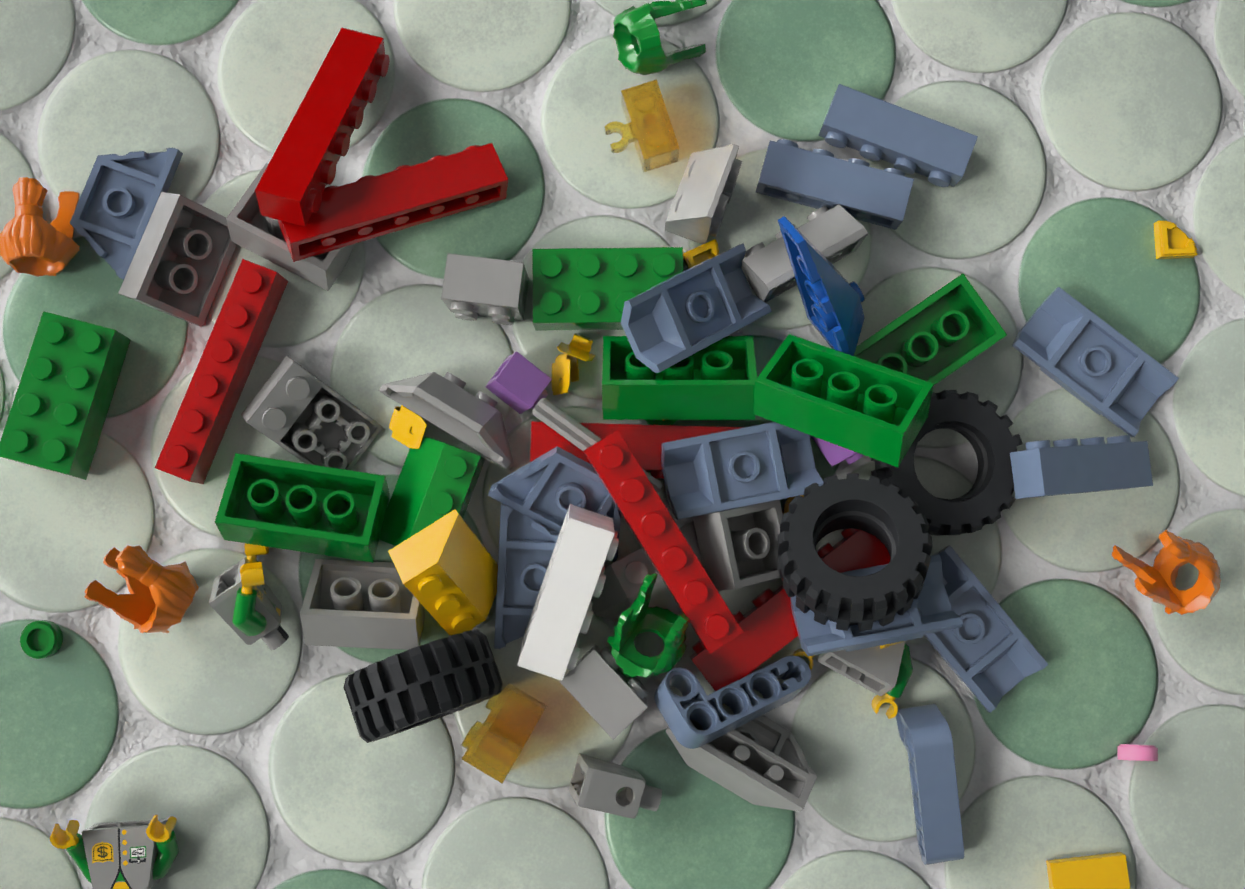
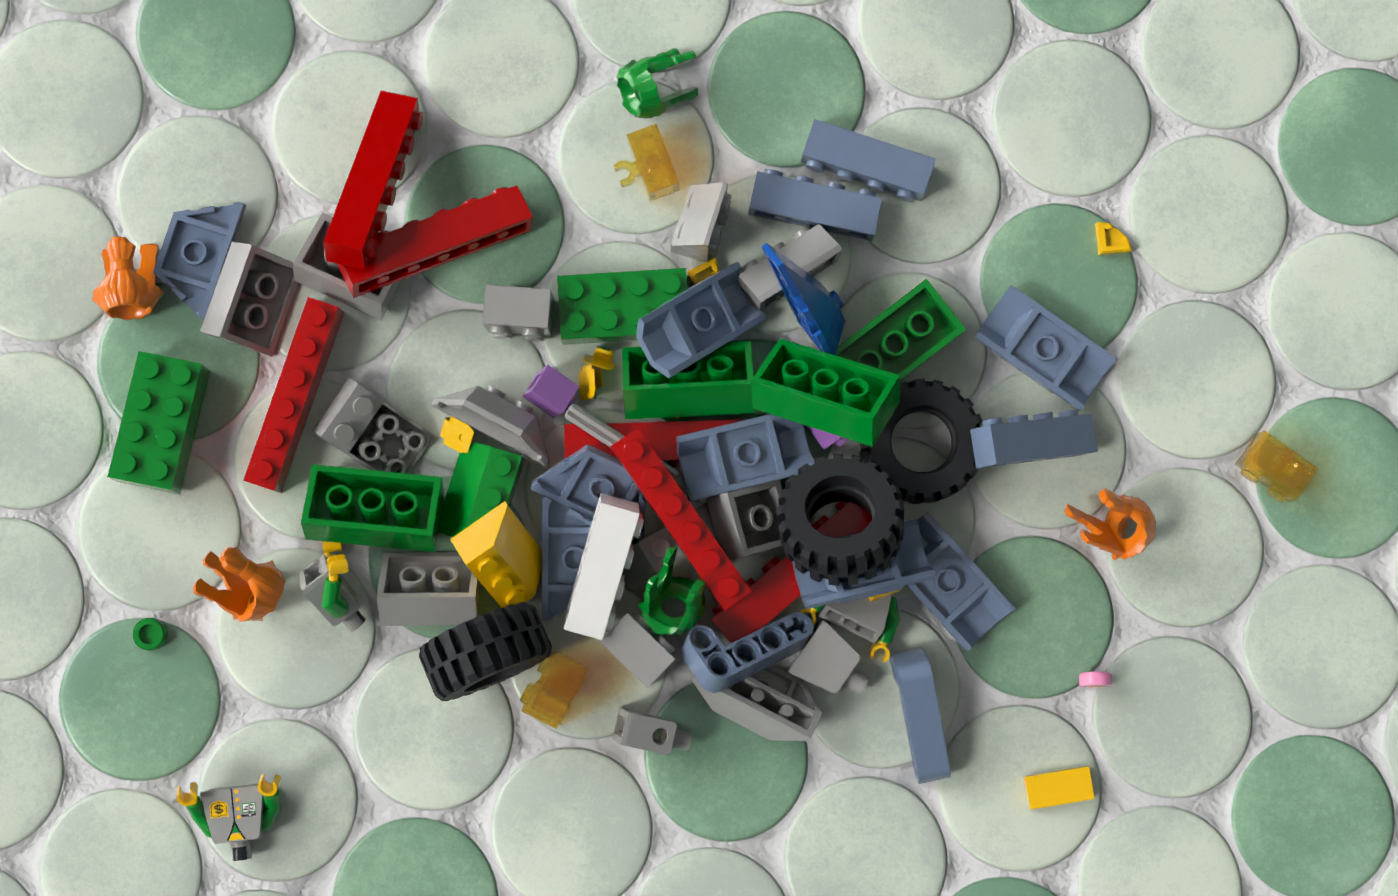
camera: 10 degrees left, 0 degrees up
(825, 715) = (828, 662): none -> light grey torso

